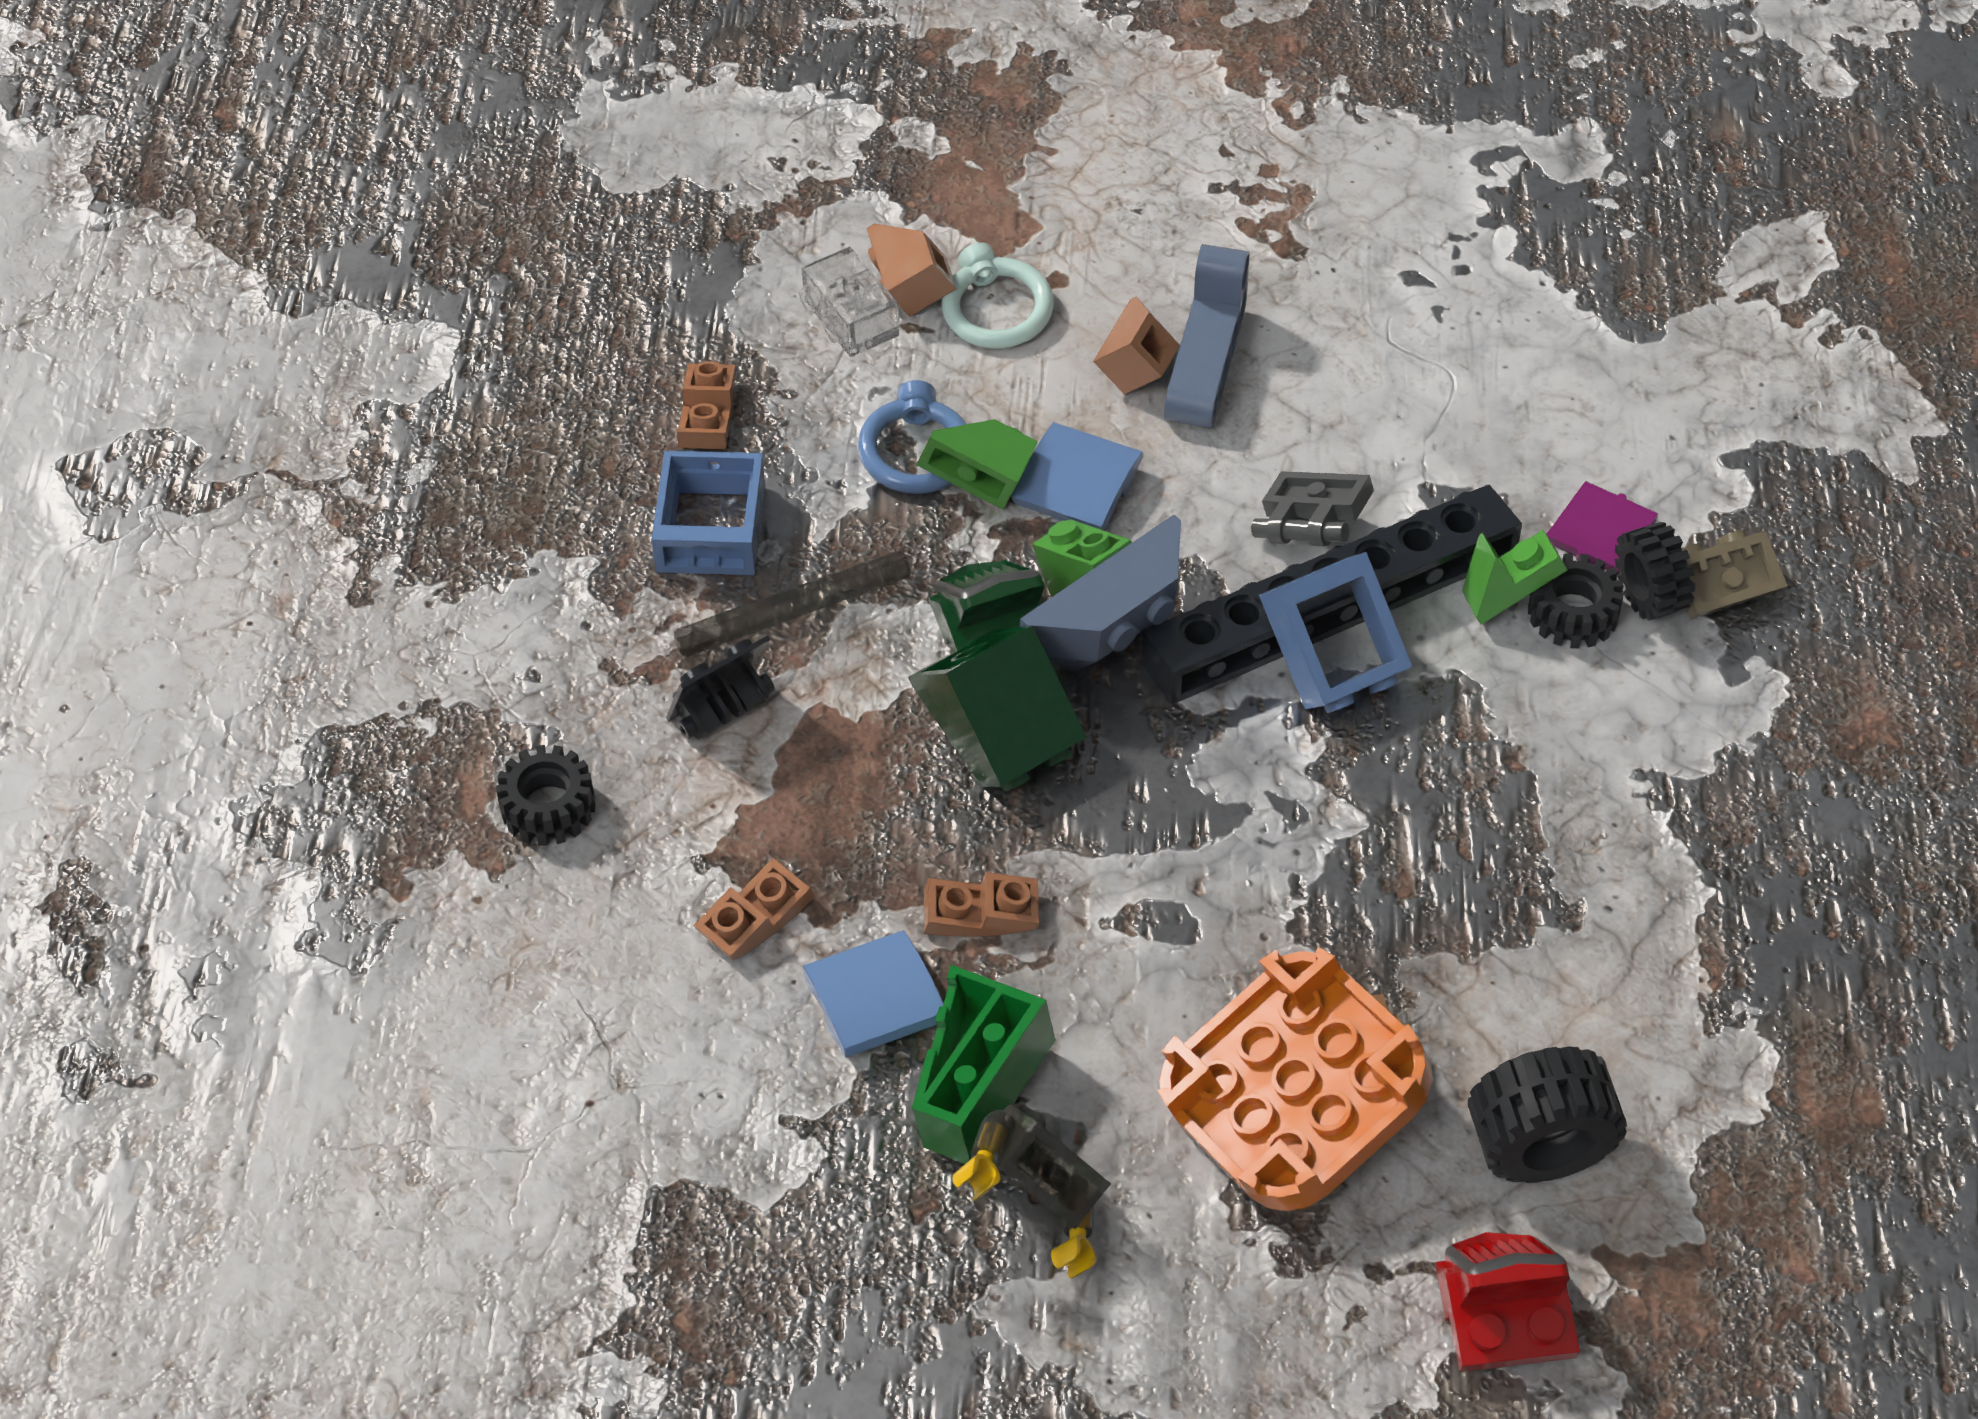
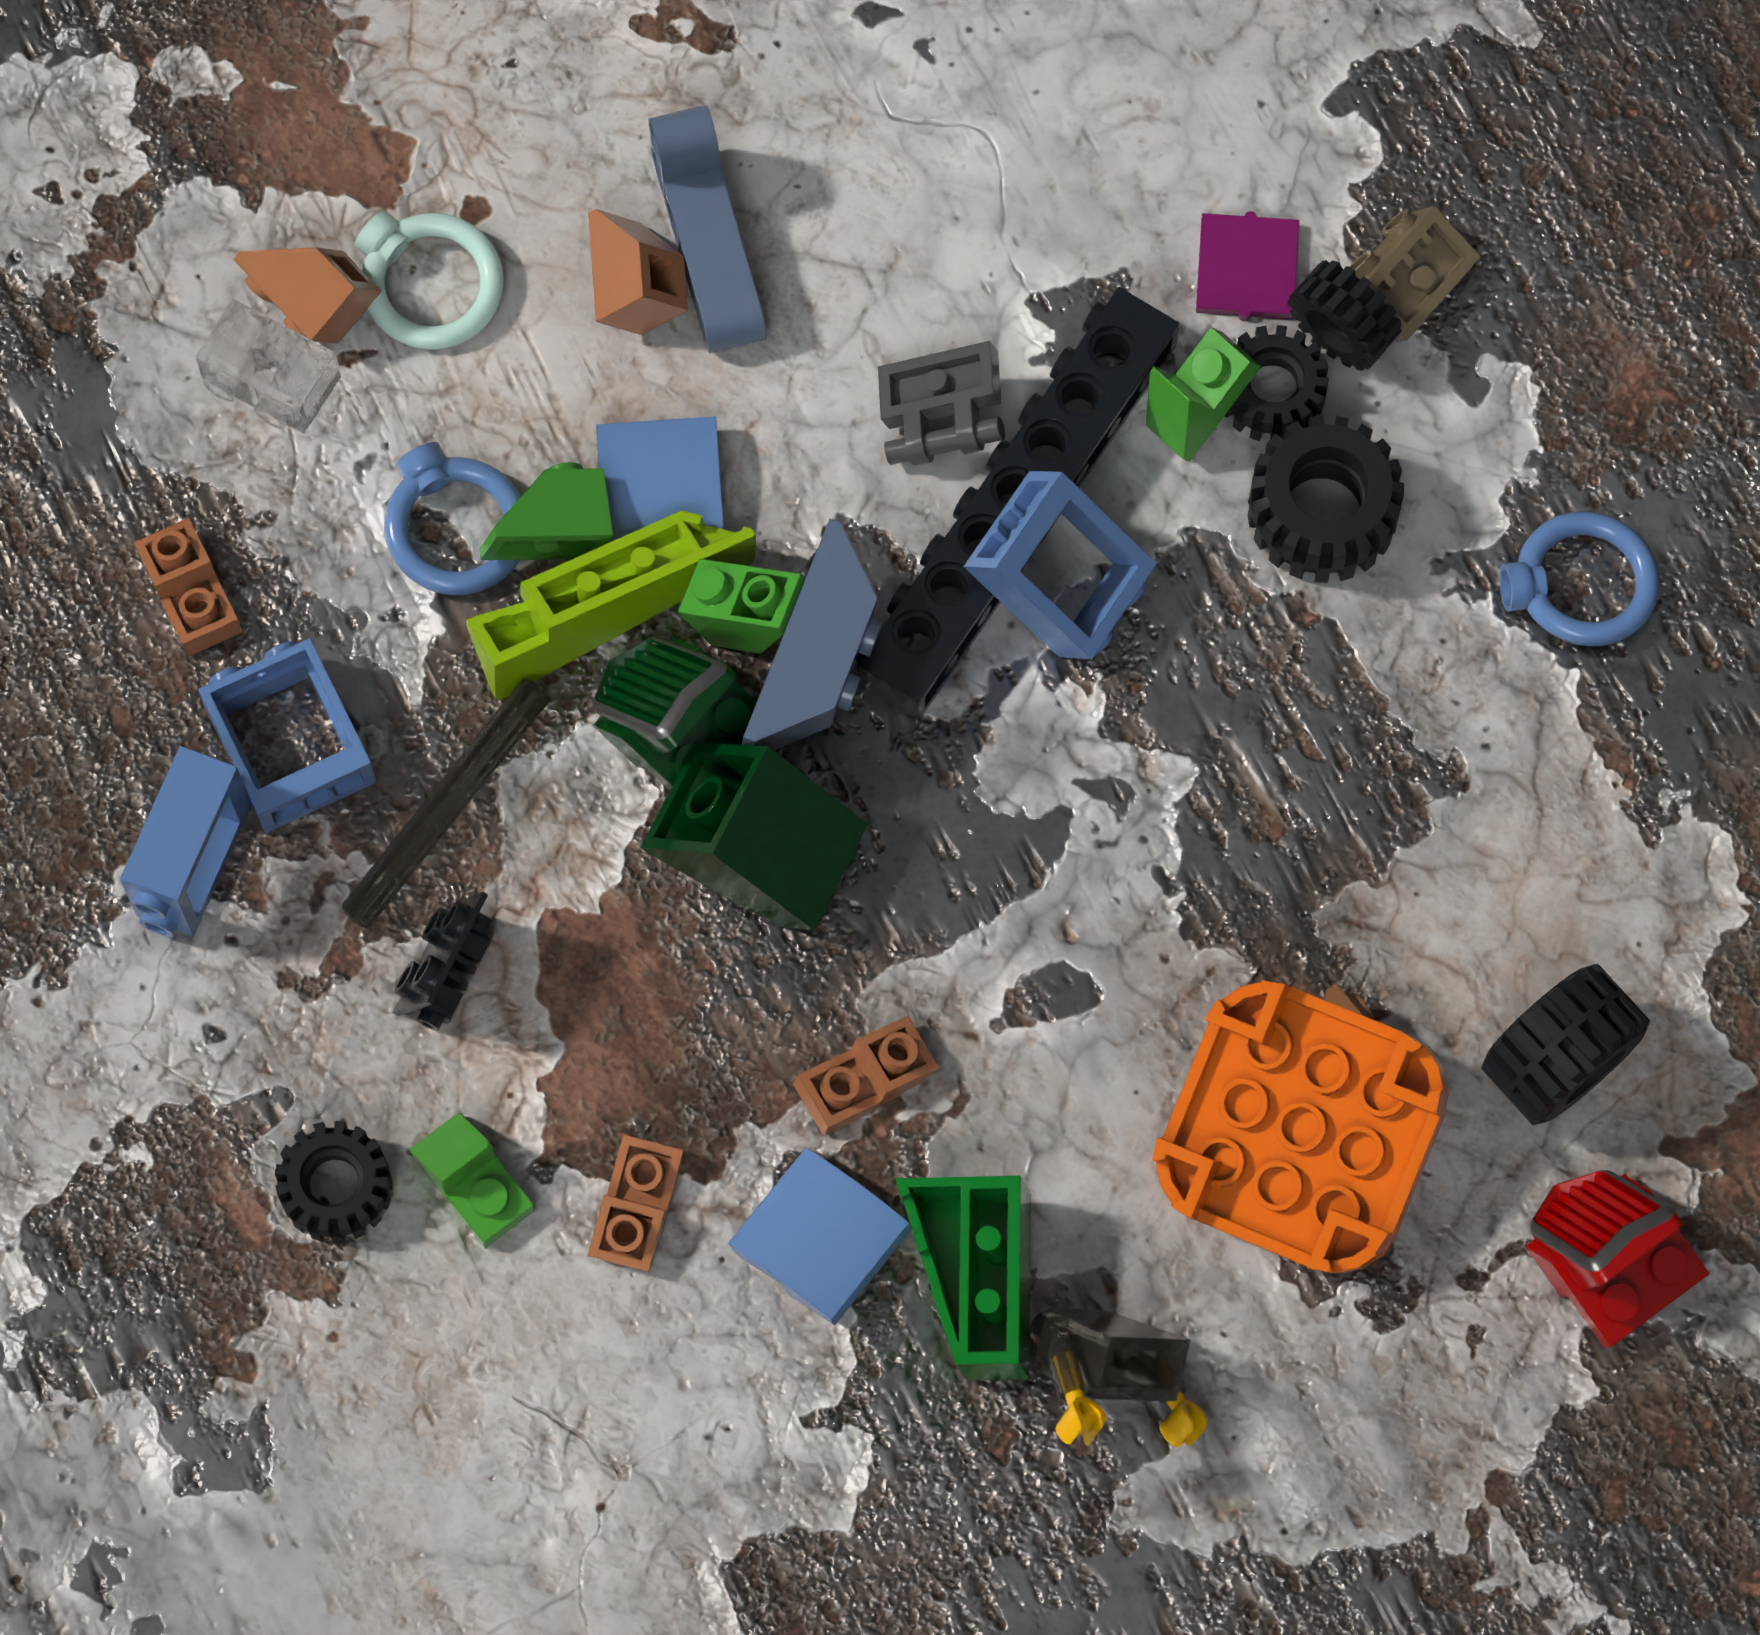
camera: 30 degrees left, 20 degrees up
(606, 495) = (185, 843): none -> medium blue window
(646, 845) = (472, 1179): none -> bright green slope
(976, 520) = (599, 597): none -> lime wedge
(1564, 712) = (1336, 455): none -> black tyre
(1701, 810) = (1526, 588): none -> medium blue piece

